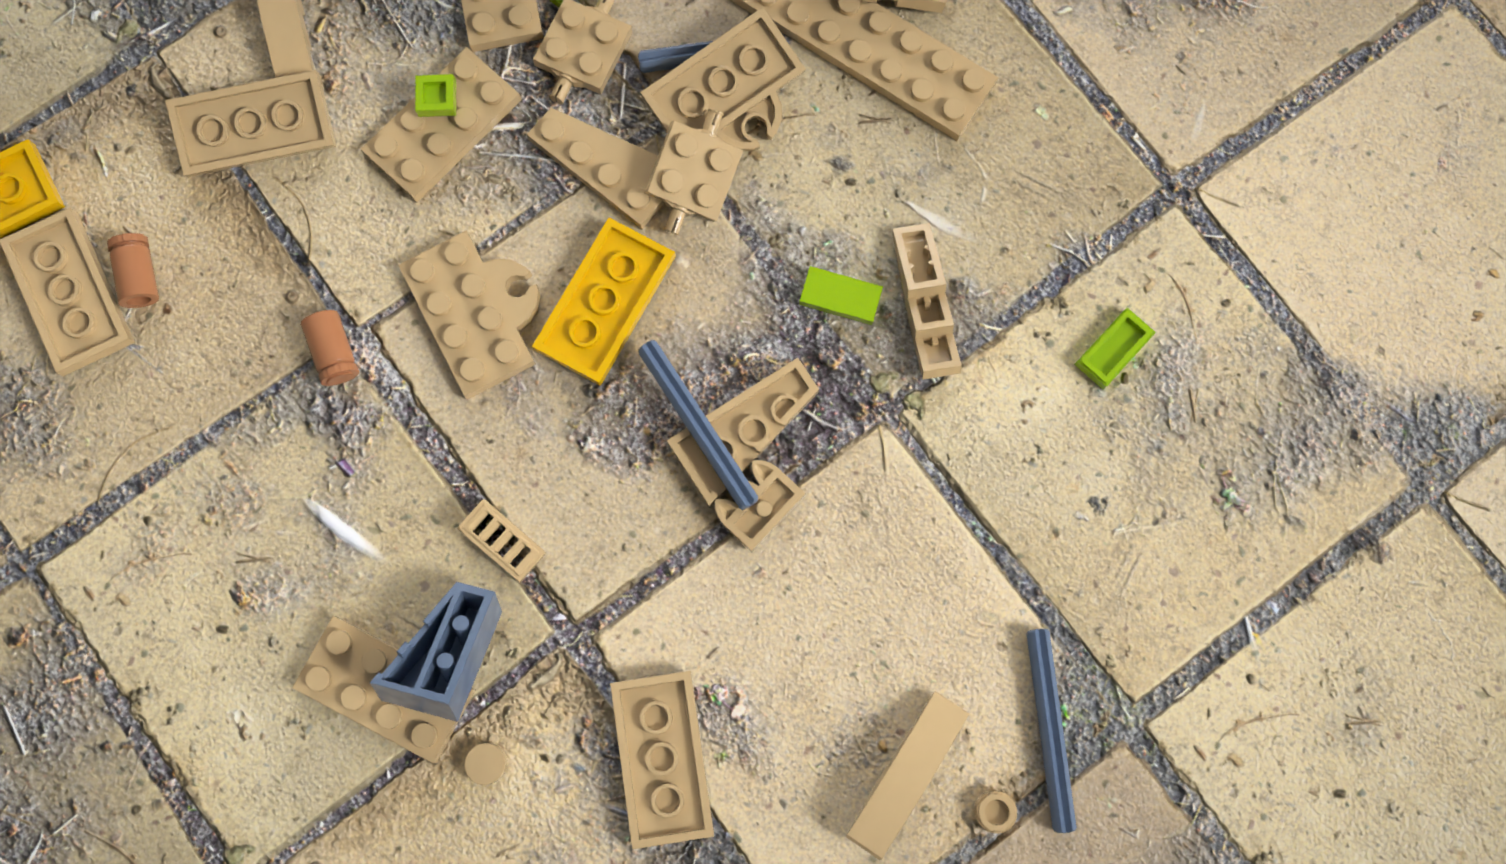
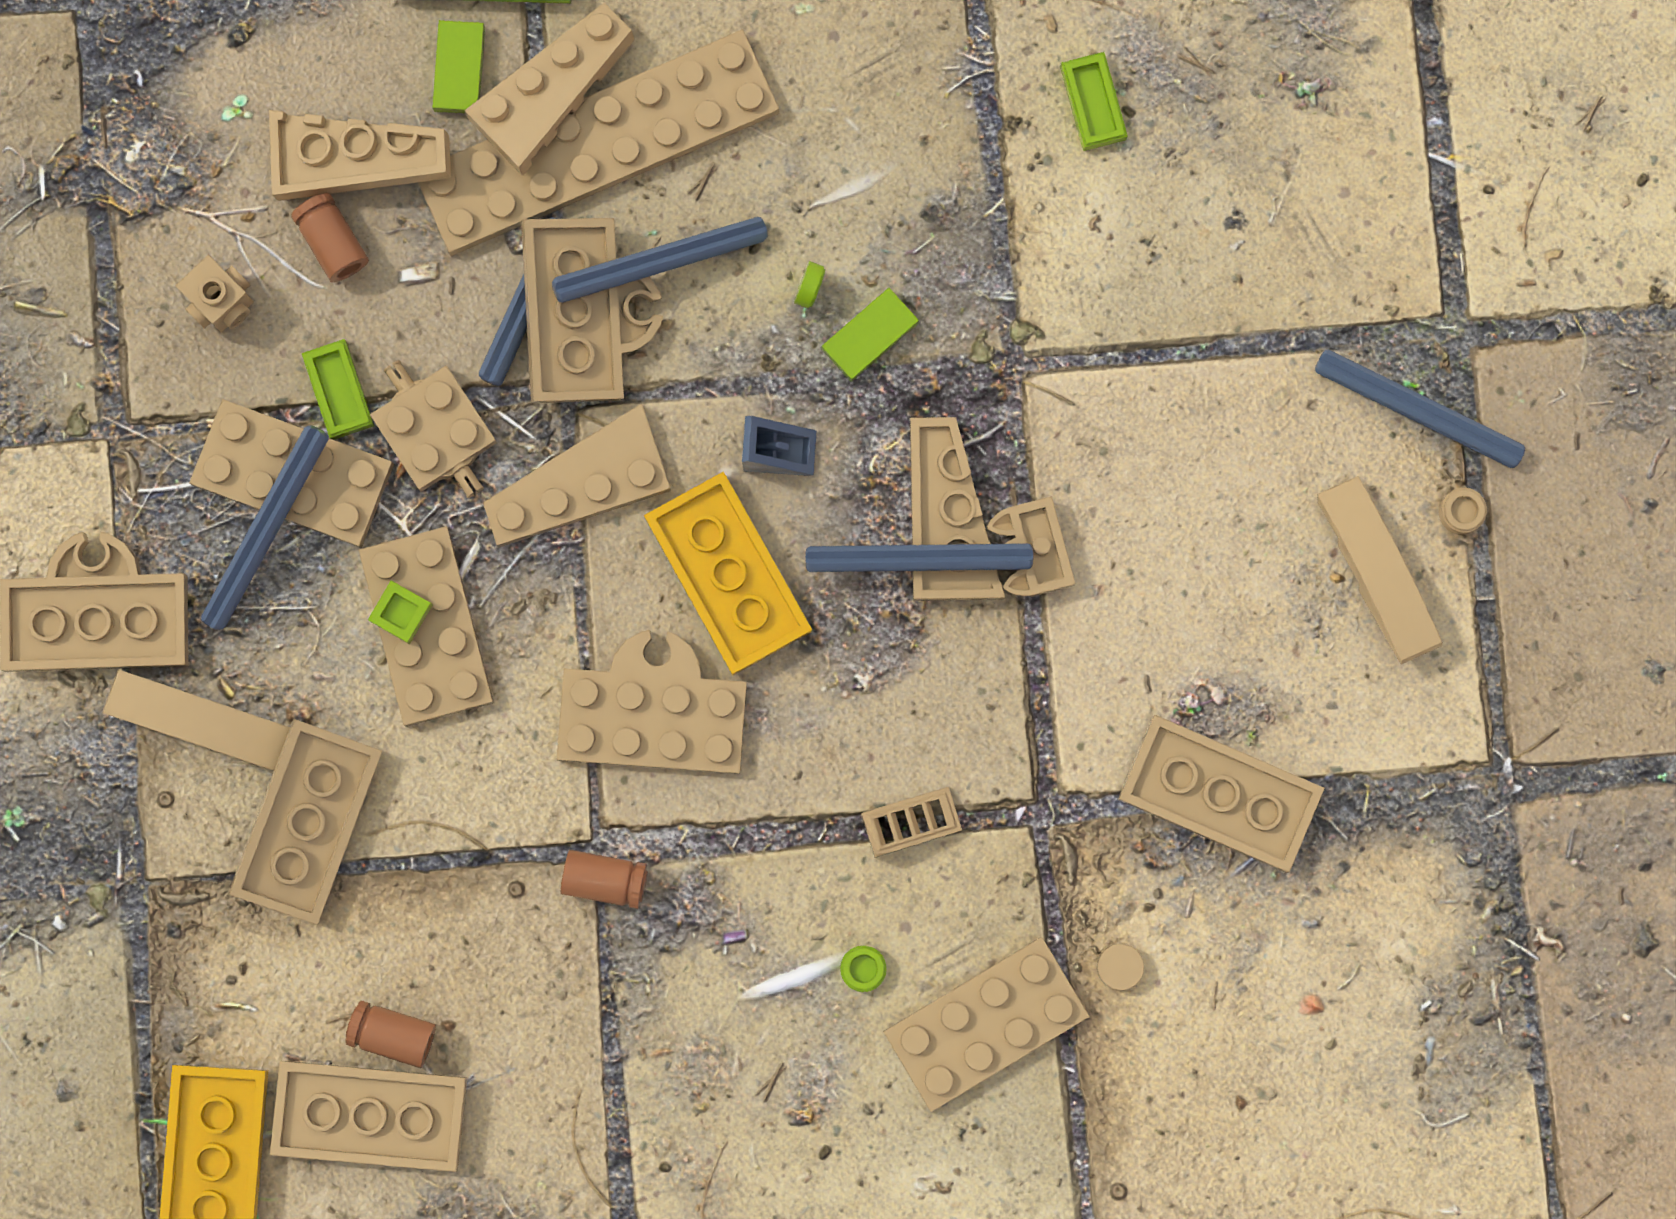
camera: 60 degrees left, 5 degrees up
(374, 573) = (863, 968): none -> lime tile
(444, 656) = (999, 941): sand blue wedge -> none
(693, 171) = (650, 399): tan plate -> none
(715, 277) = (777, 447): none -> sand blue slope
(797, 116) = (659, 259): none -> sand blue axle
(847, 230) = (809, 285): none -> lime tile
(926, 301) = (929, 253): tan slope -> none

